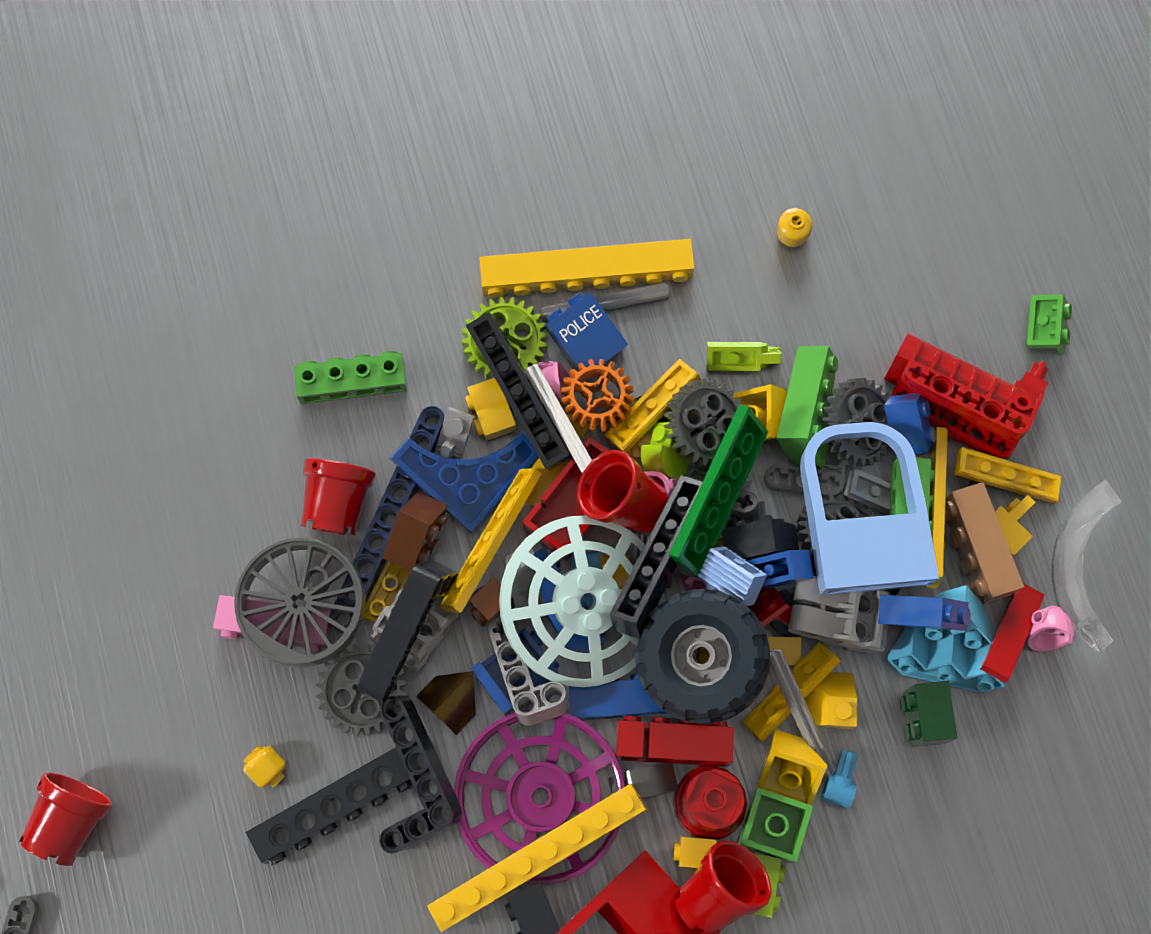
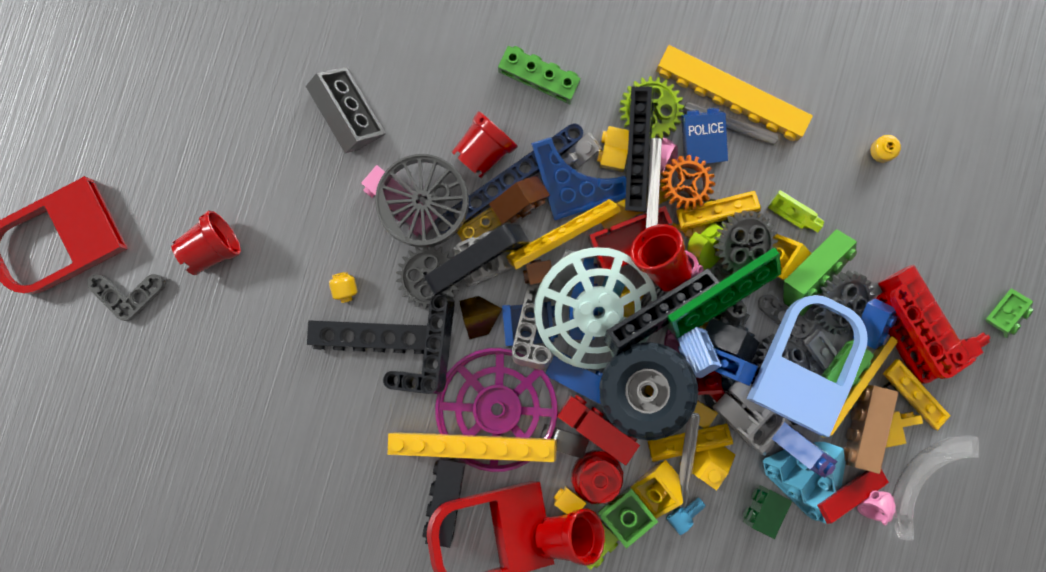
camera: 35 degrees right, 10 degrees up
(141, 554) = (345, 109): none -> dark grey slope

